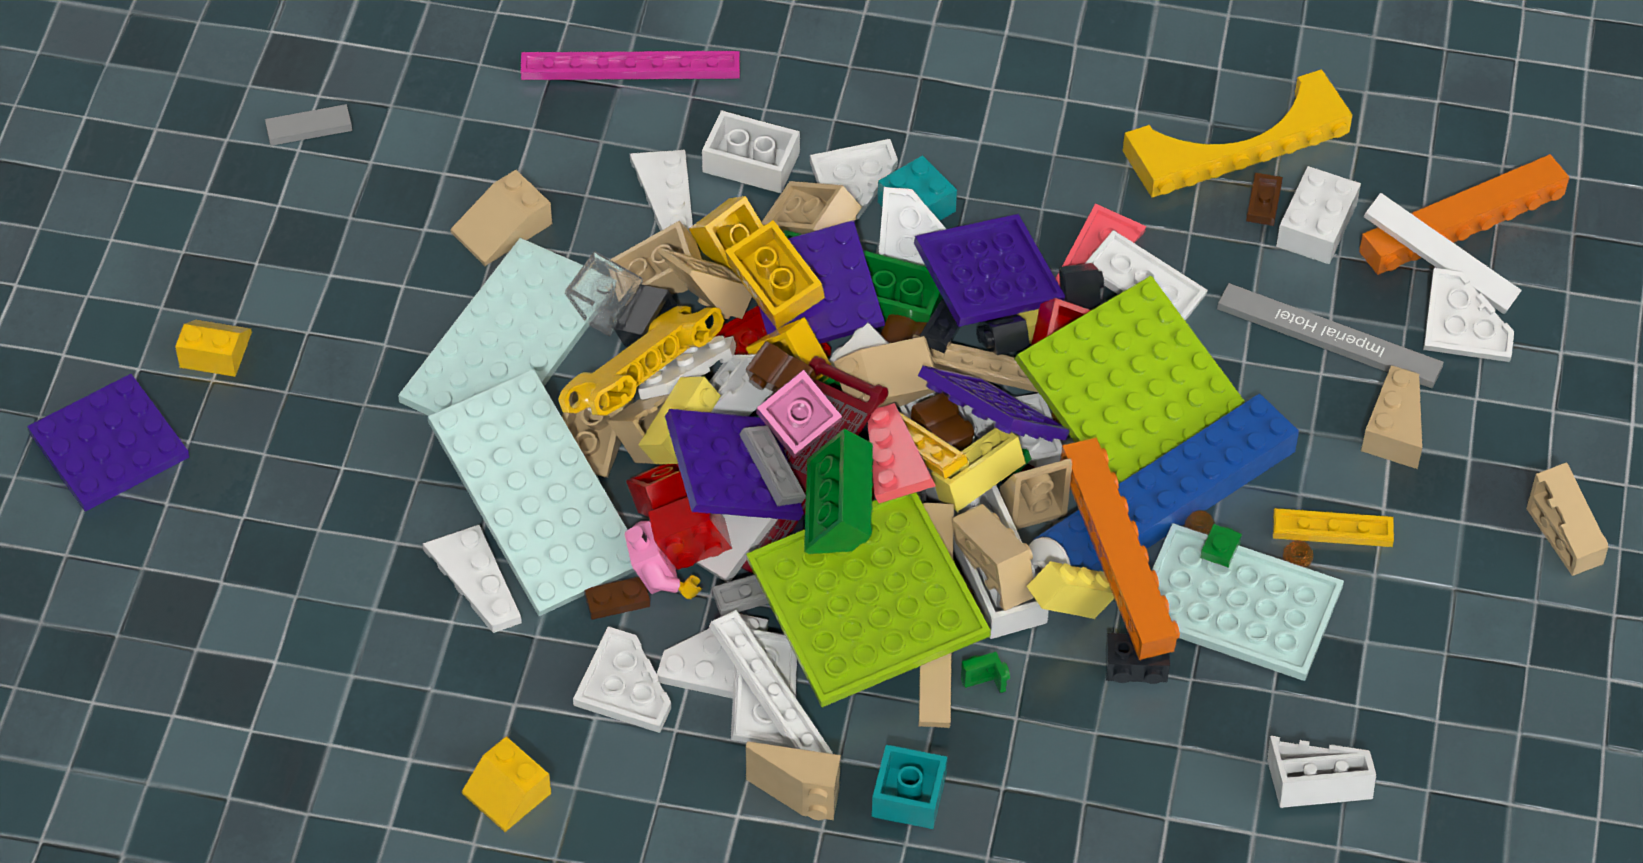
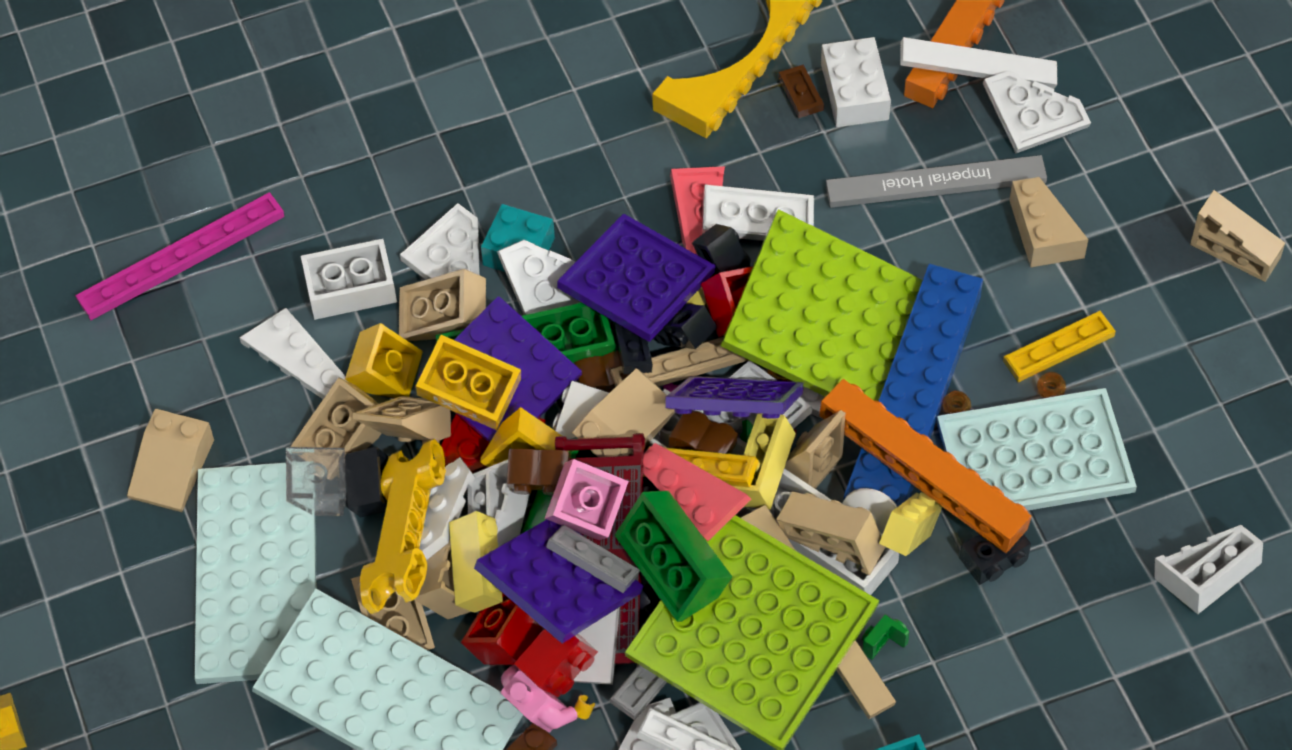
camera: 30 degrees left, 5 degrees up
(1221, 545) = (991, 413): green bracket -> none

